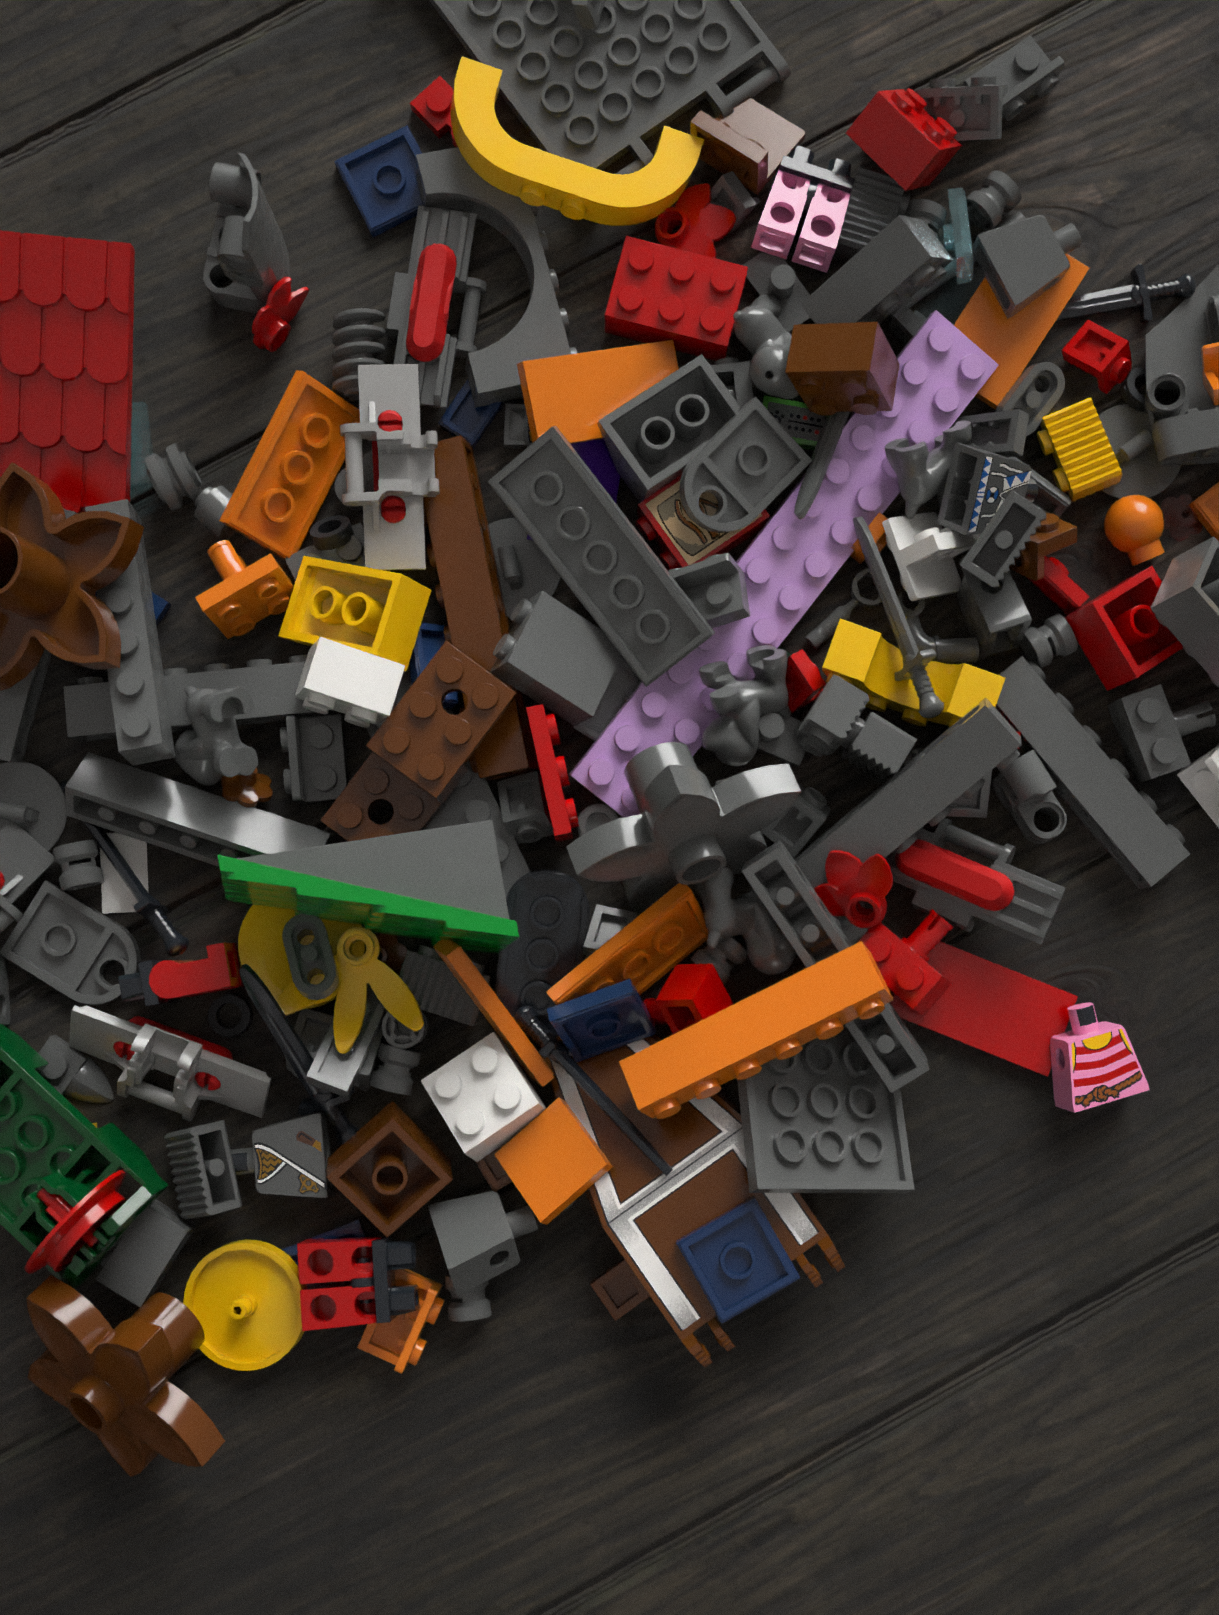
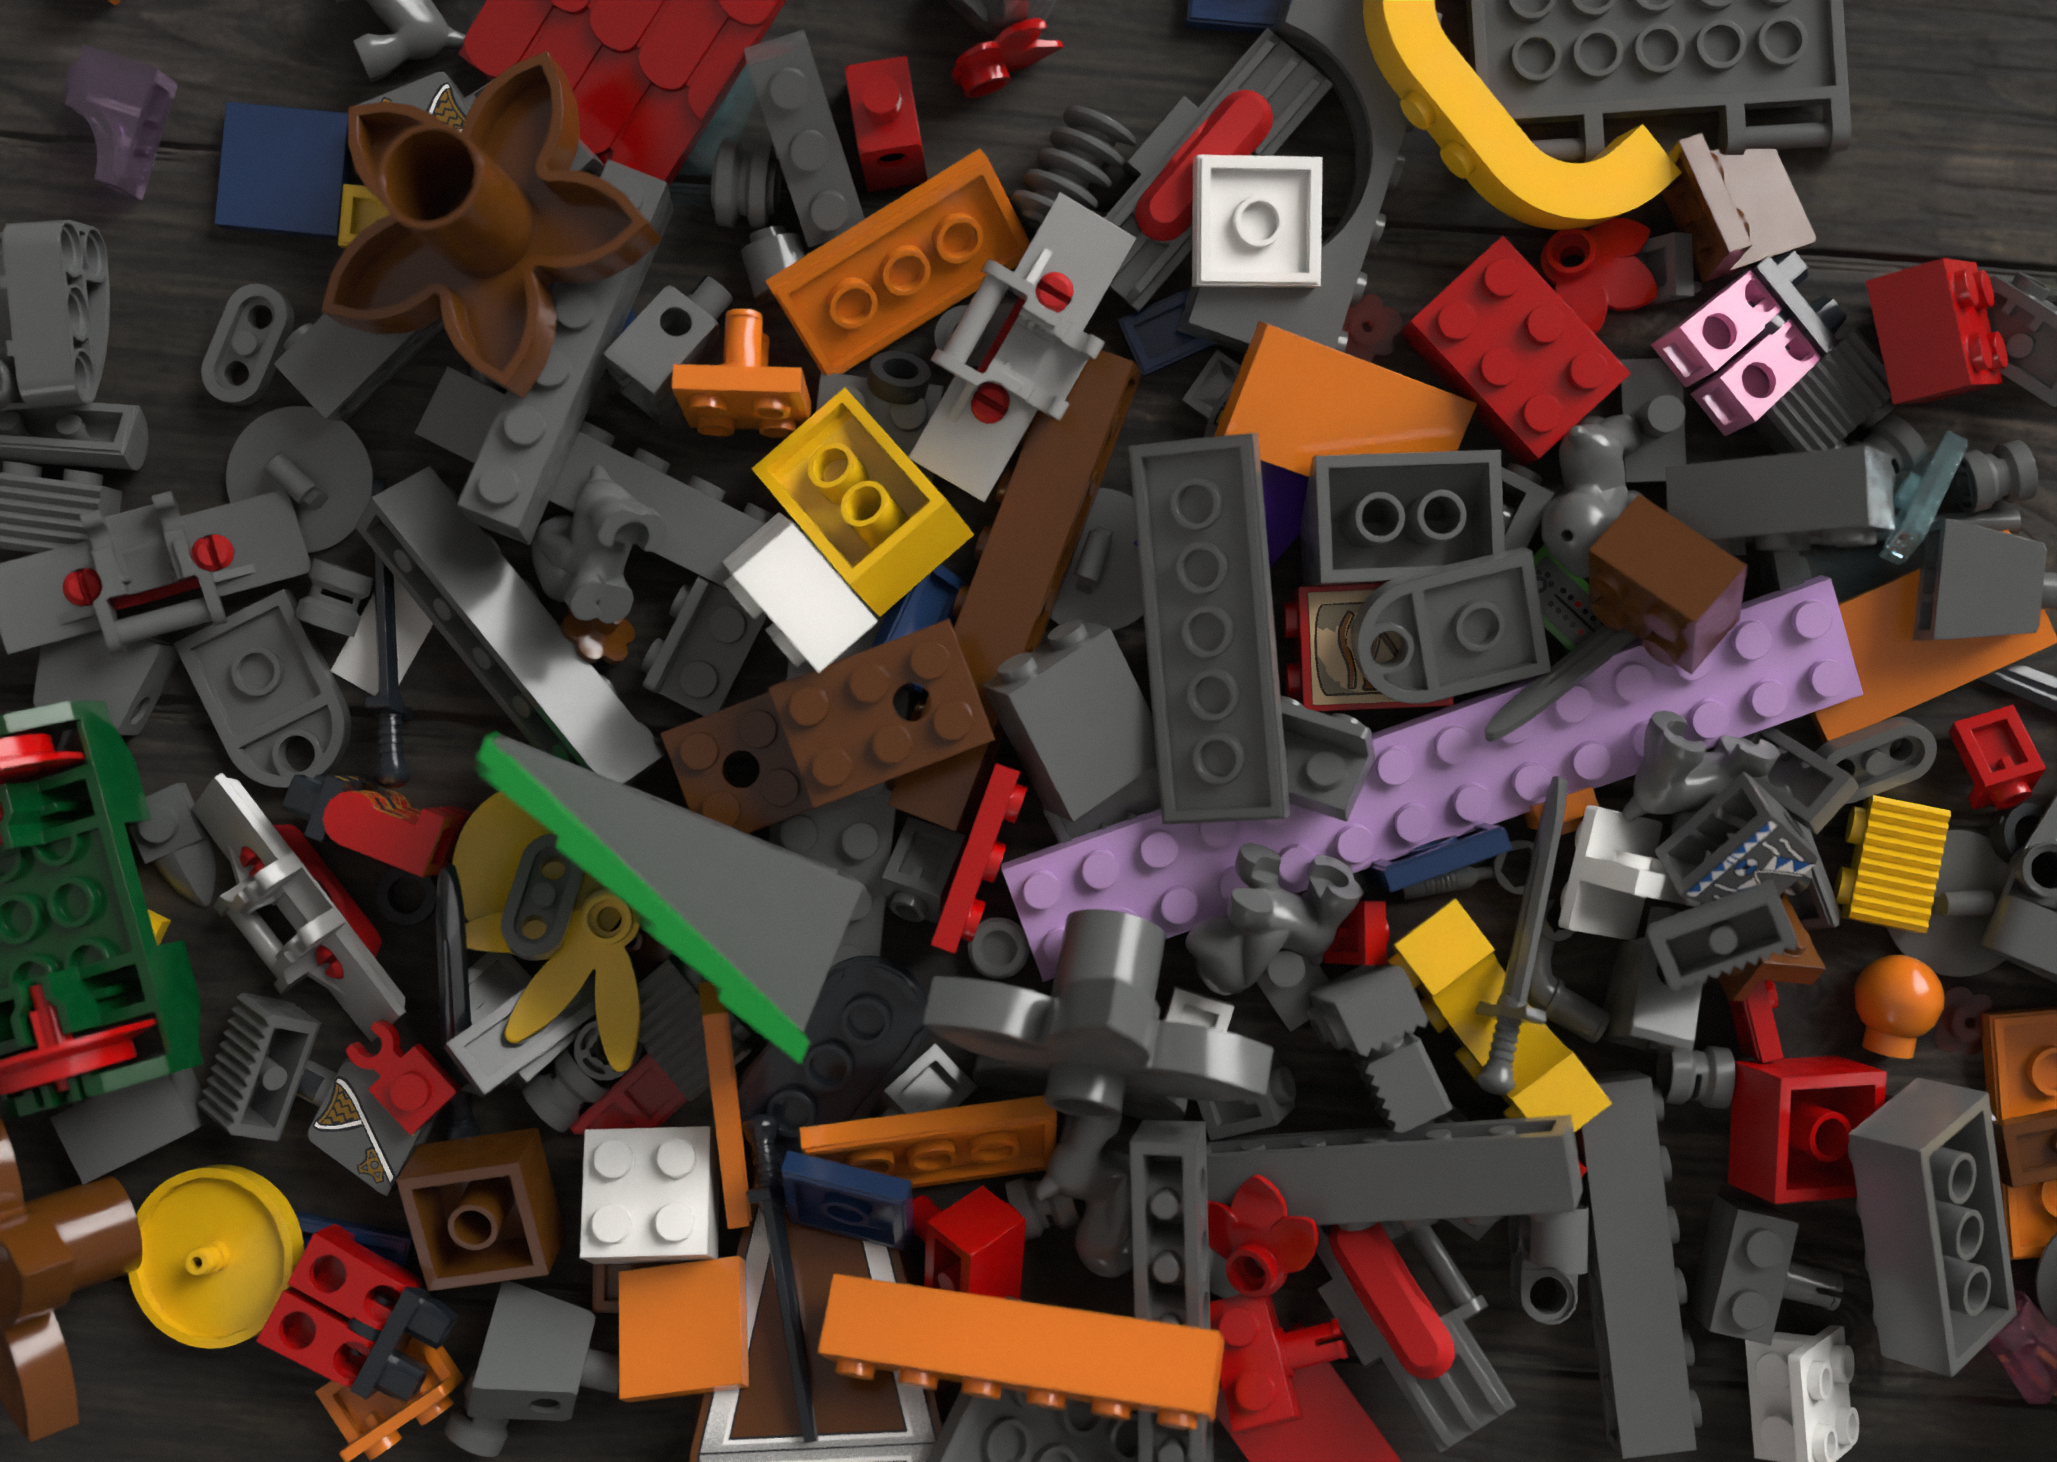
camera: 35 degrees right, 5 degrees up
(175, 605) = (665, 334): none -> dark grey torso
(191, 425) = (804, 136): none -> dark grey brick
(231, 390) = (886, 123): none -> red torso
(300, 1119) = (410, 1084): none -> red plate
(442, 1043) = (638, 1100): none -> red tile
(481, 312) = (1257, 221): none -> white tile
(592, 331) = (1384, 325): none -> clear red plant
(816, 605) = (1439, 857): none -> dark blue tile

